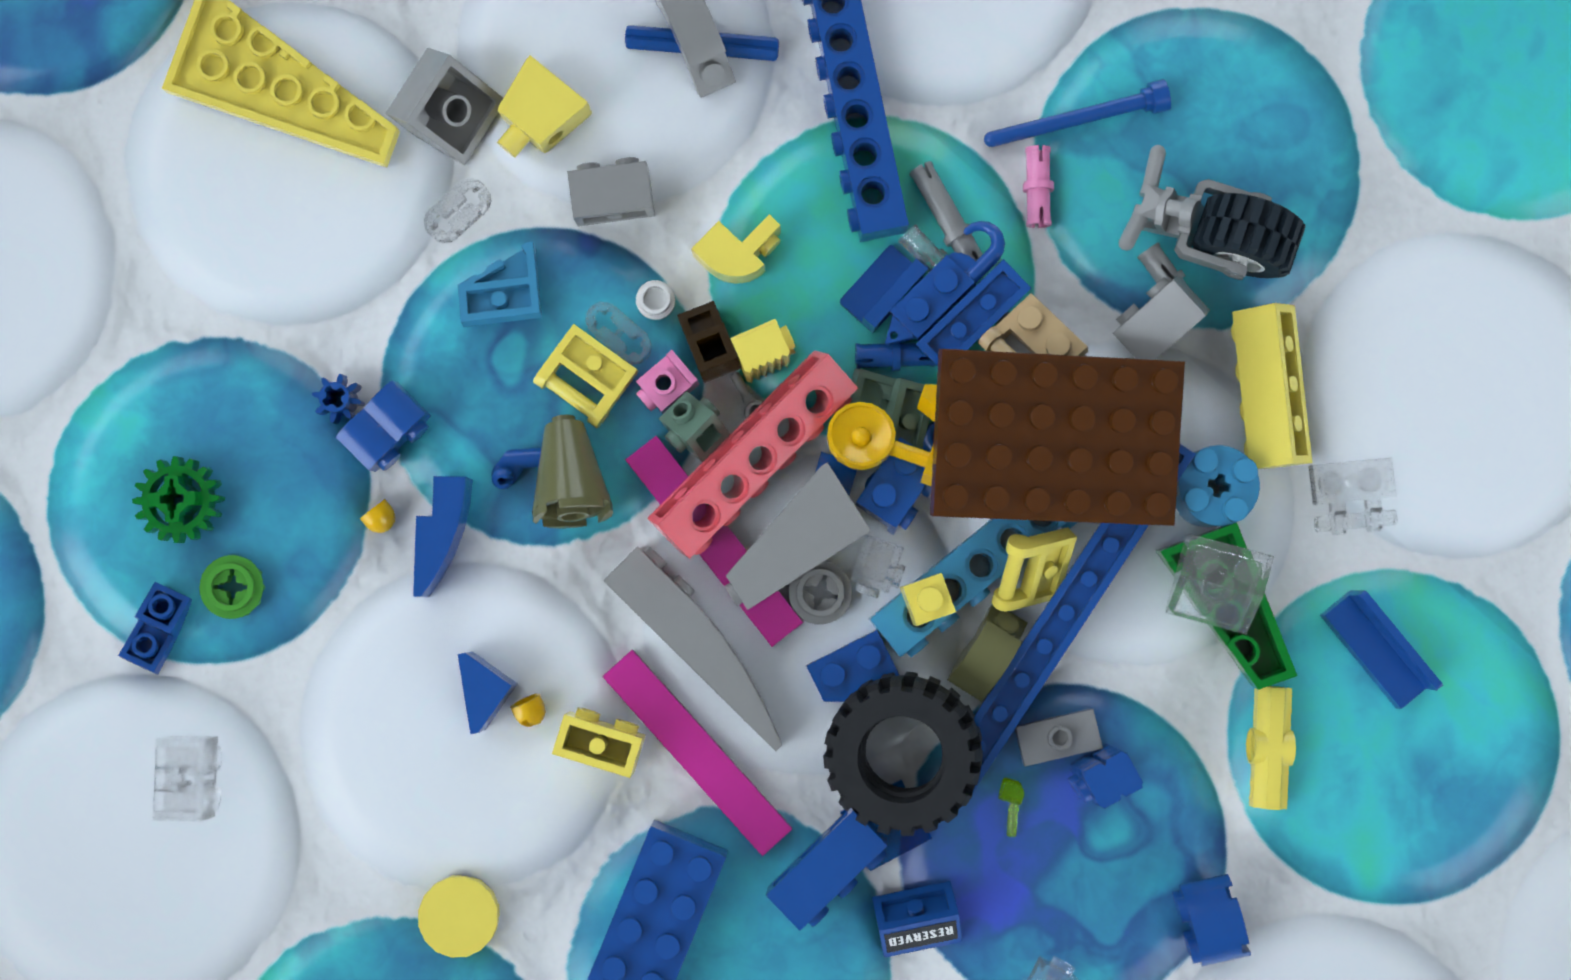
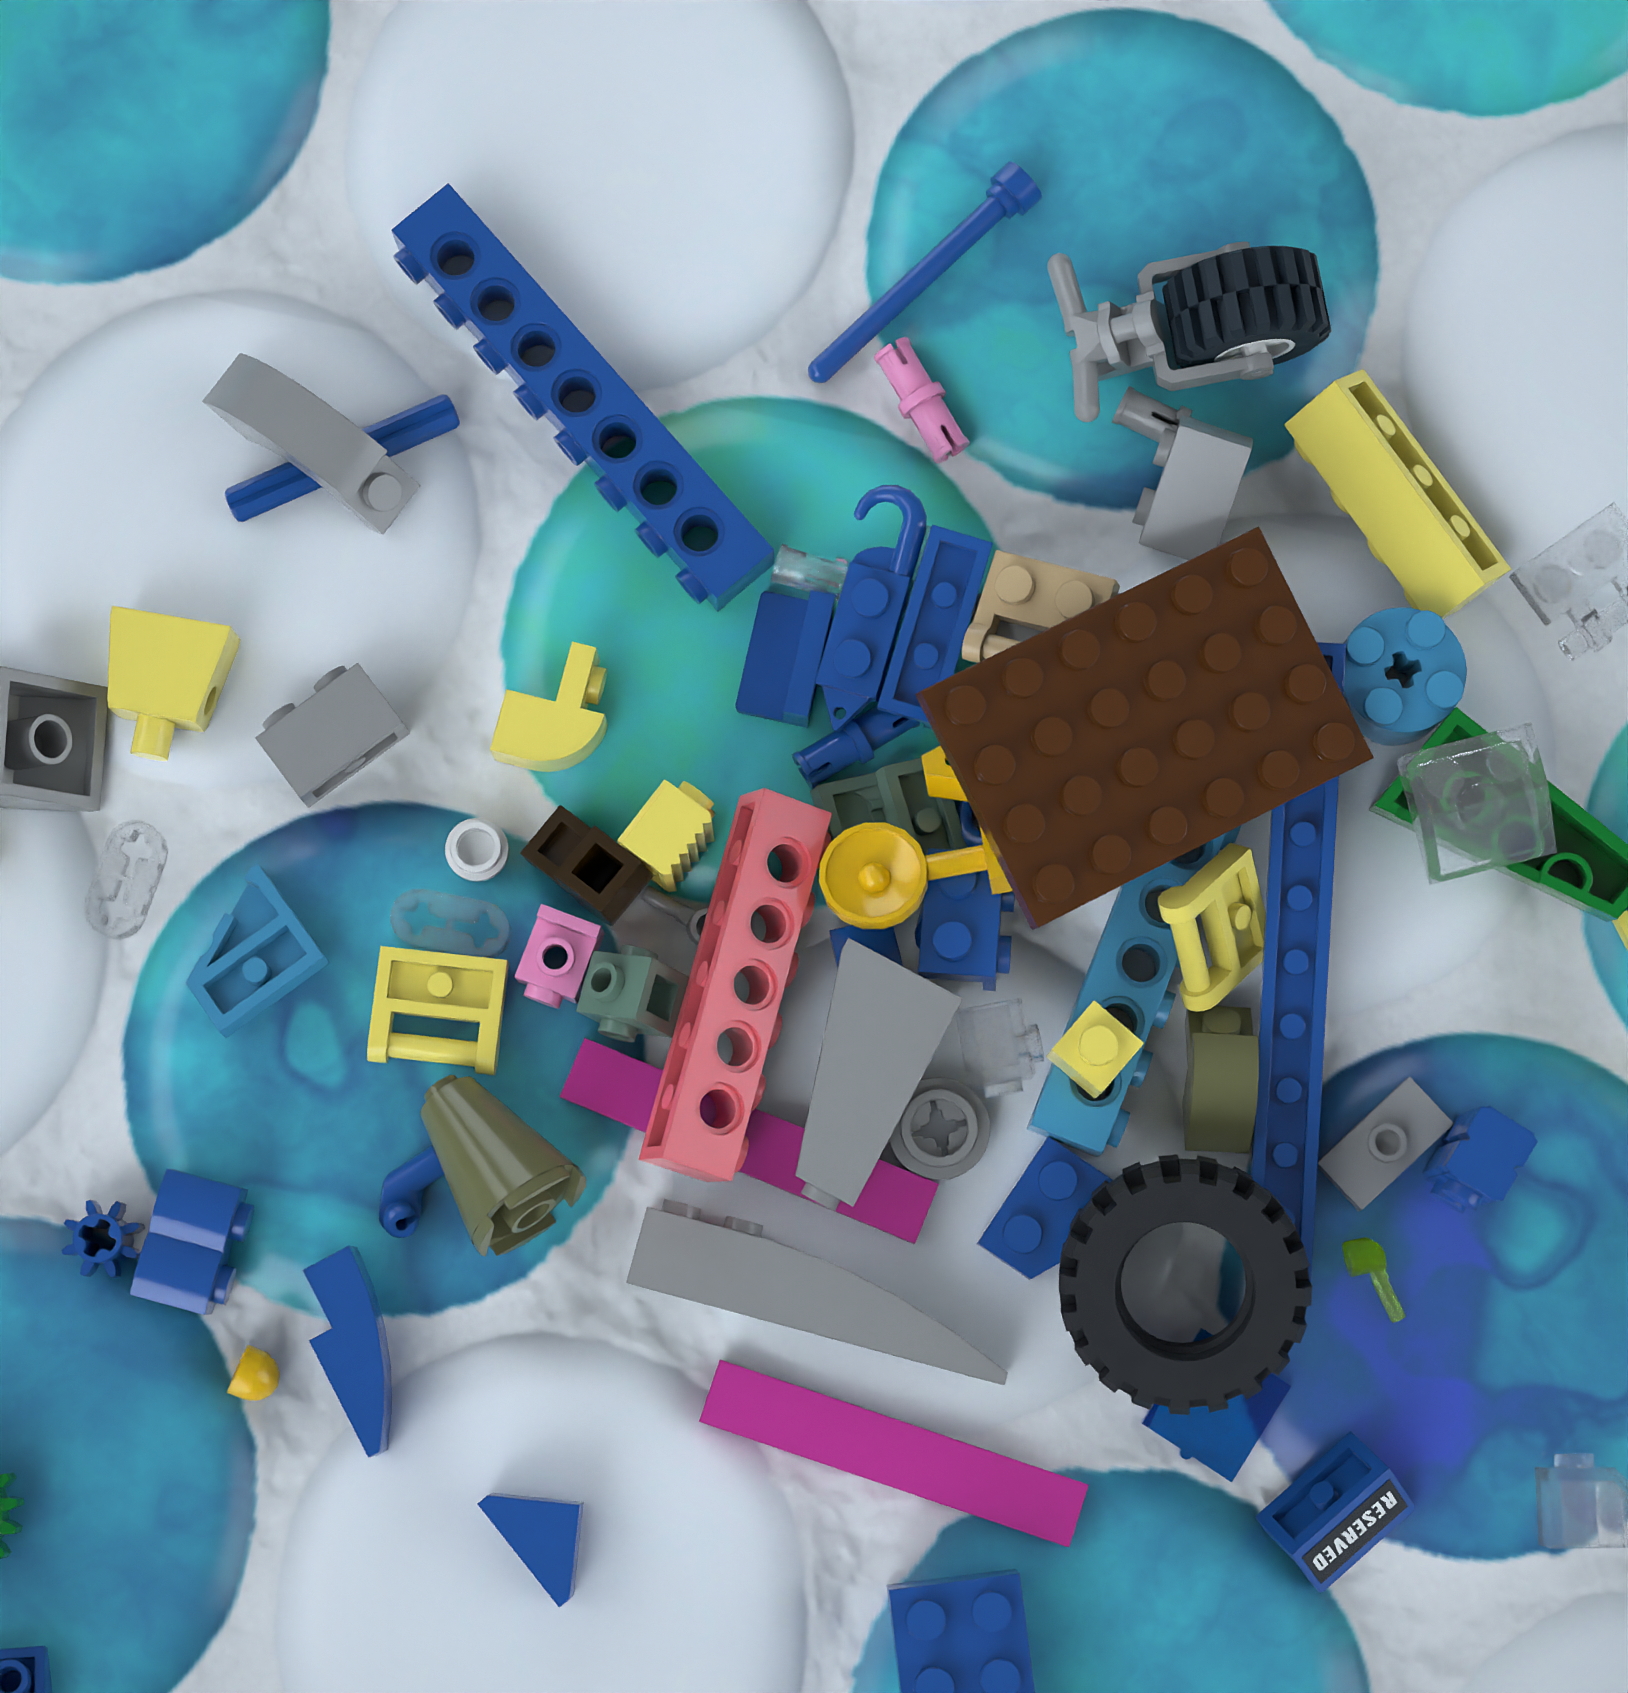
camera: 30 degrees left, 5 degrees down
(221, 572) = (67, 1583): bright green gear -> none
(529, 710) = (622, 1529): yellow hinge -> none
(599, 743) = (748, 1517): light yellow brick -> none
(827, 869) = (1170, 1511): blue brick -> none
(945, 211) = (812, 504): light grey pin -> none

